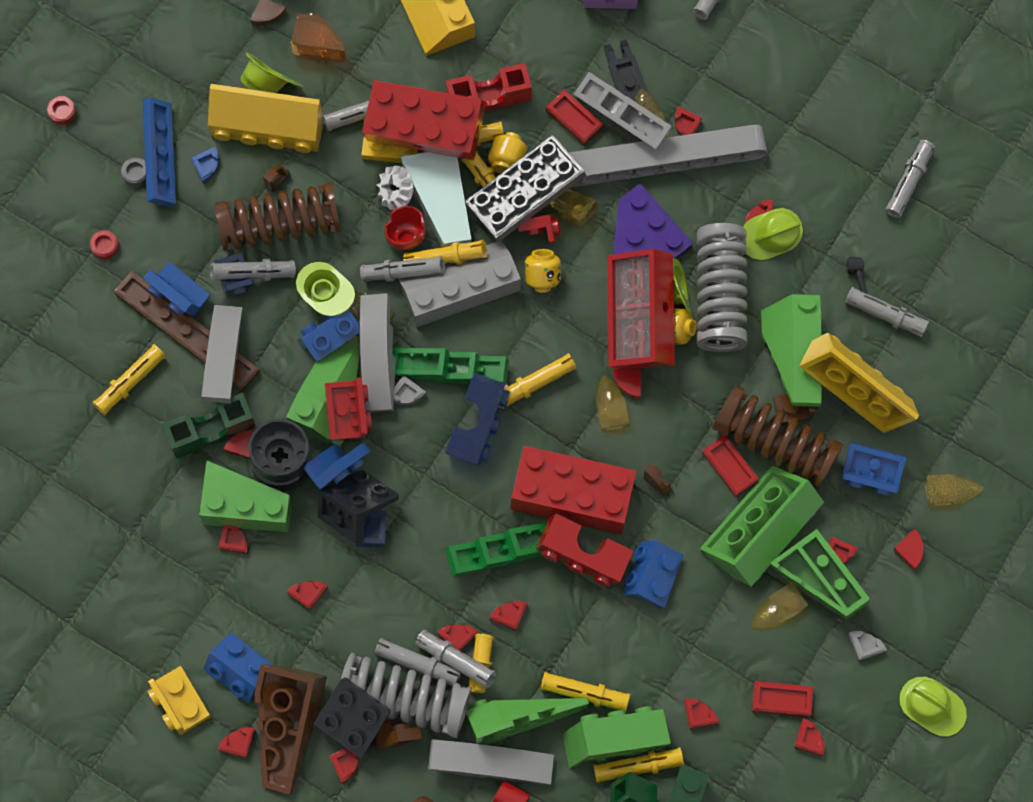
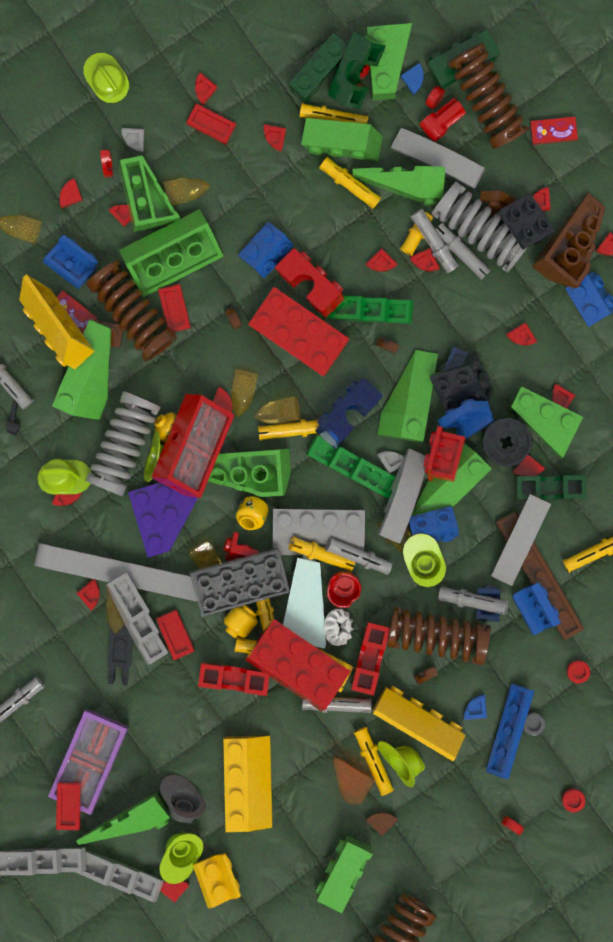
camera: 155 degrees left, 15 degrees up
(120, 58) = (512, 825): none -> red tile
(308, 75) = (363, 736): none -> yellow pin
(345, 167) = (370, 658): none -> red arch
(411, 457) = (409, 403): none -> bright green wedge
(463, 517) = (390, 346): none -> reddish brown tile
(557, 395) = (280, 411): none -> clear yellow plate
(558, 318) = (256, 472): none -> bright green wedge
(840, 416) = (76, 311): none -> red tile
(885, 601) = (106, 159): none -> red tile

